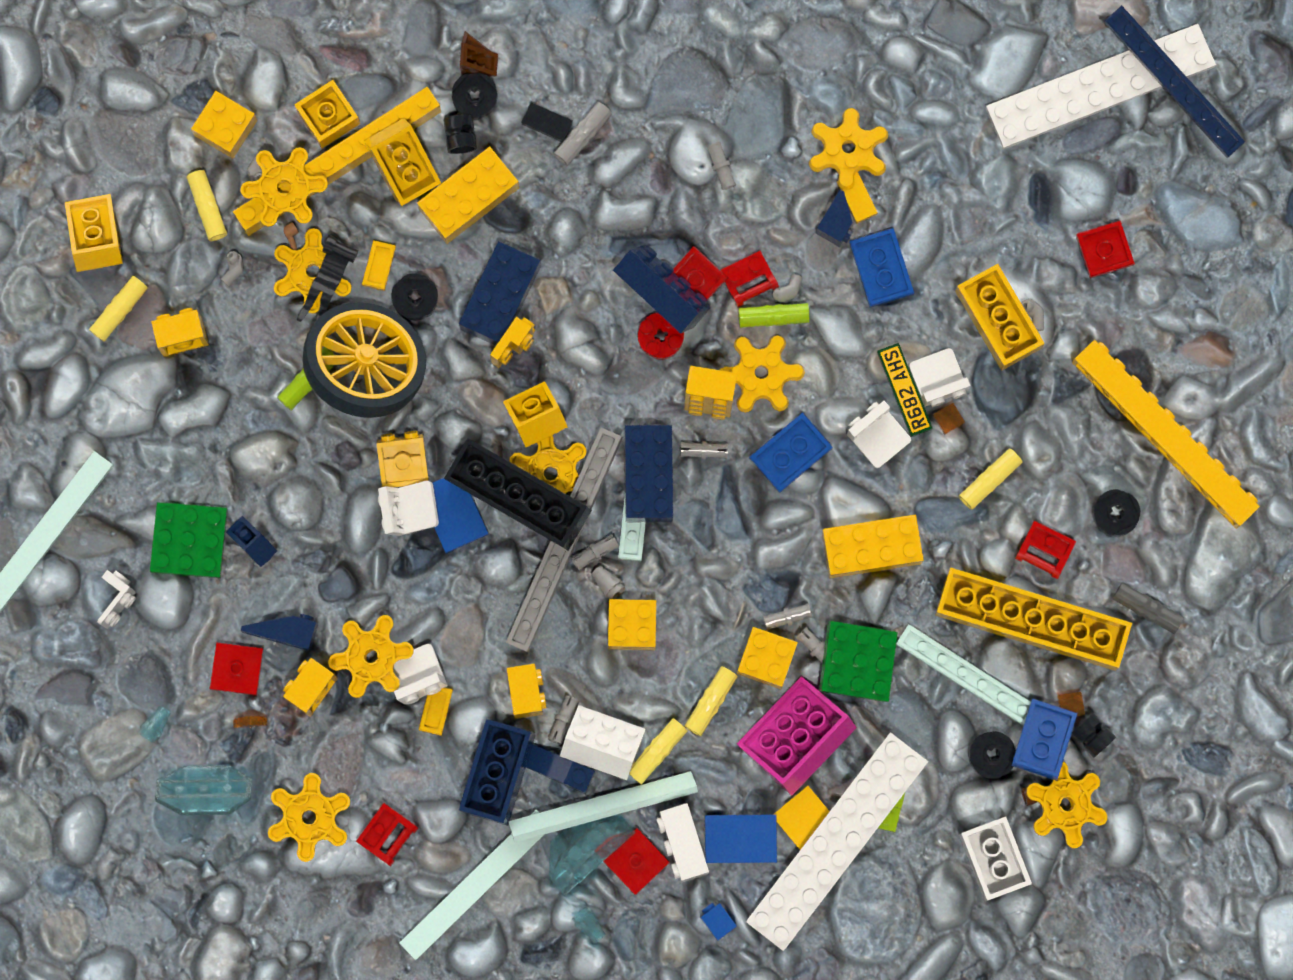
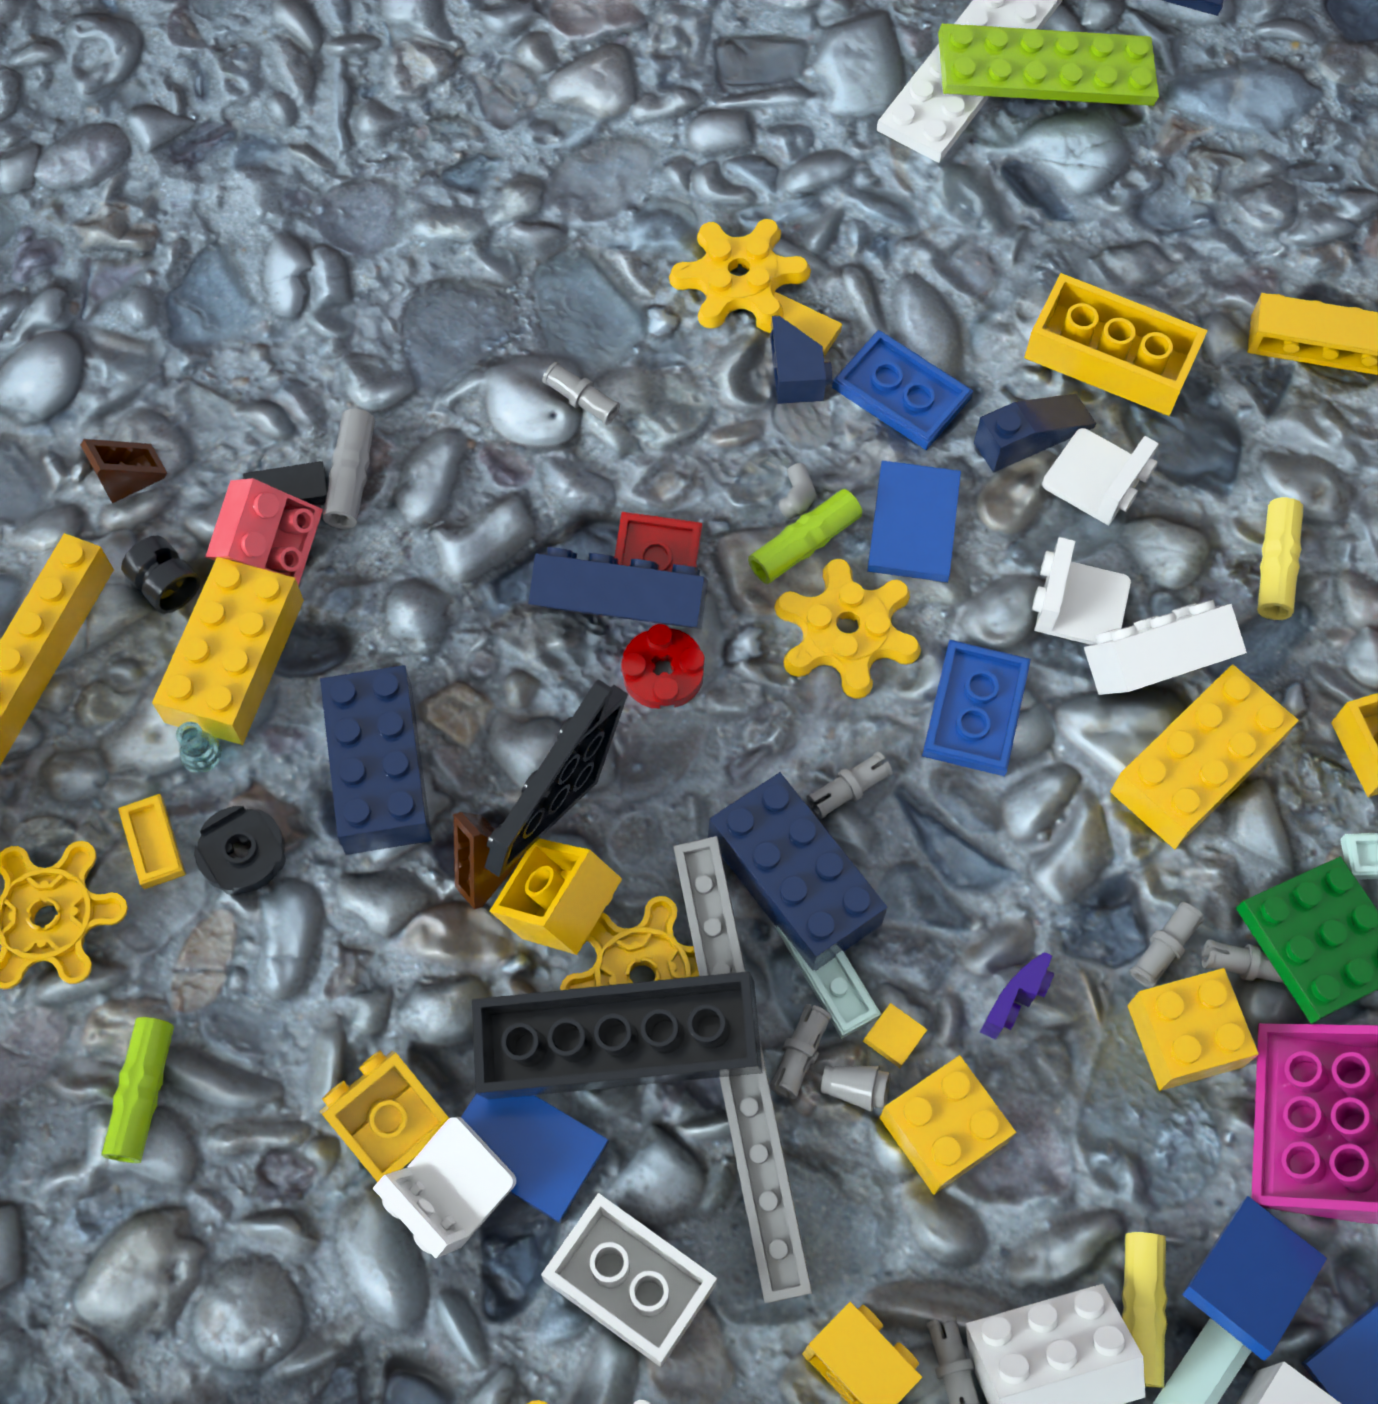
camera: 35 degrees left, 15 degrees down
(329, 275) = (74, 904): black flag -> none
(364, 360) = (213, 992): wheel -> none
(402, 162) = (90, 656): yellow brick -> none
(427, 240) = (197, 748): none -> clear light blue cone
(457, 595) = (629, 1279): none -> white brick
(474, 83) = (149, 492): black plate -> none
(516, 338) = (444, 794): yellow plate -> none
(516, 373) = (470, 857): none -> reddish brown slope
(520, 144) = (264, 528): none -> coral slope
(584, 360) = (562, 778): none -> black wing
(640, 573) = (895, 1035): none -> yellow tile
(710, 392) = (806, 676): yellow brick -> none
(710, 769) = (1255, 1278): none -> blue tile
(711, 701) = (1161, 1162): light yellow axle -> none
(712, 591) = (1023, 988): none -> dark purple slope
(746, 271) = (721, 506): red plate -> none
(833, 341) = (914, 521): none -> blue tile
(890, 485) = (1164, 647): none -> white brick
(904, 390) = (1062, 518): tile -> none
(928, 332) = (1029, 428): none -> dark blue slope
(948, 418) = (1154, 519): clear orange tile -> none
(1100, 132) = (1047, 64): none -> lime plate
(1105, 249) = (1170, 192): red plate -> none

